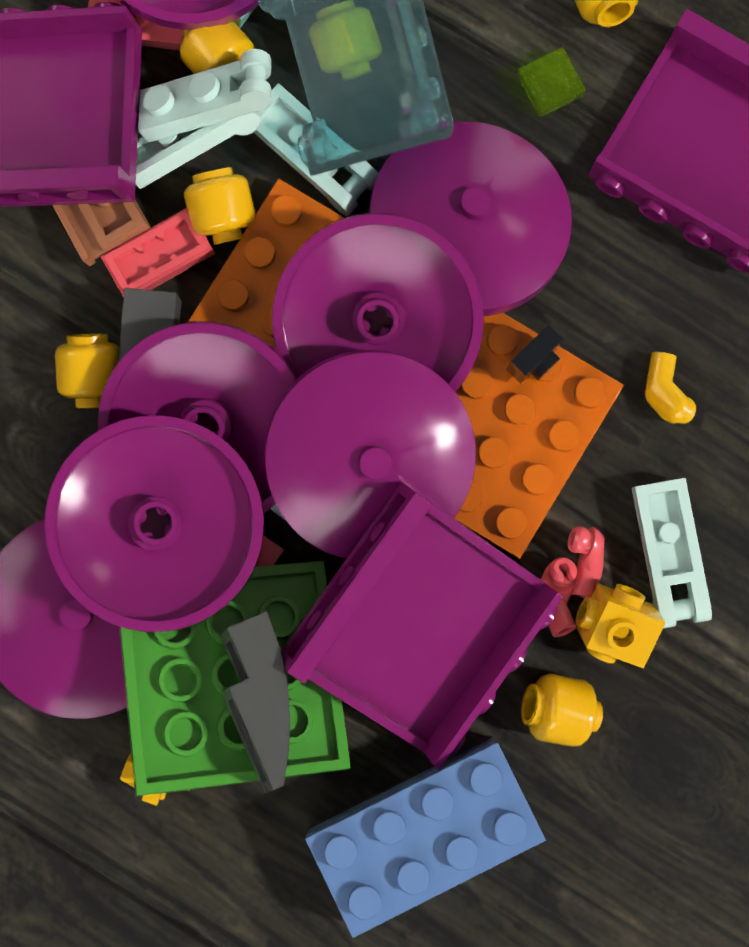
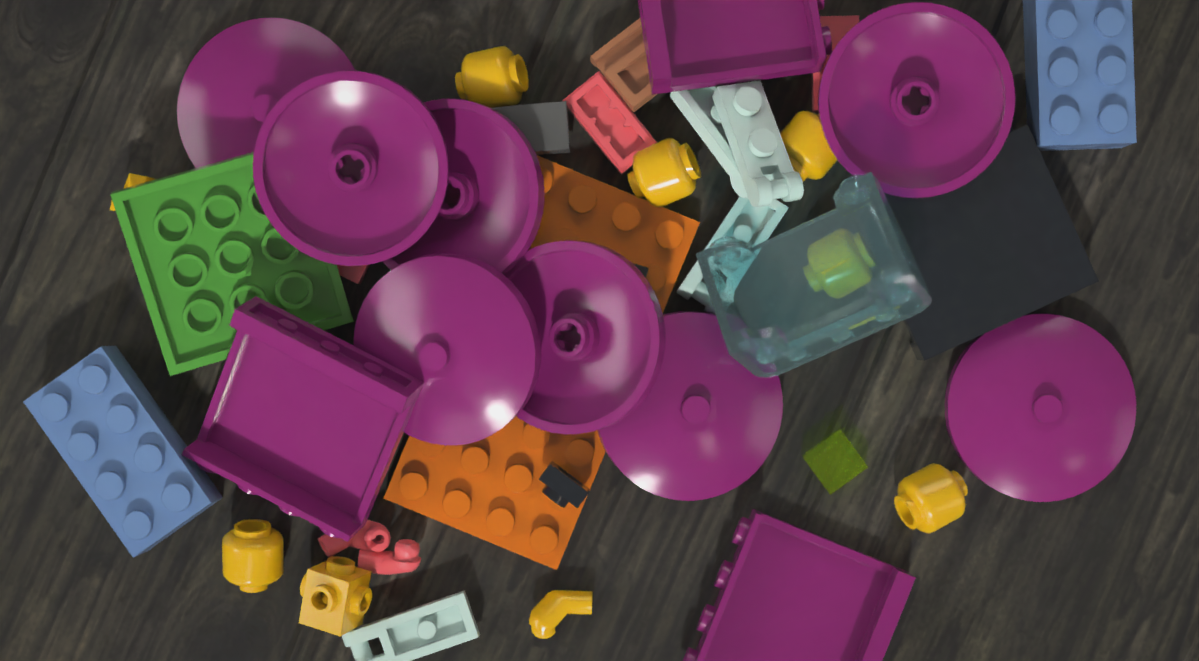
camera: 80 degrees right, 5 degrees up
(261, 698) = (213, 288): dark grey slope -> none

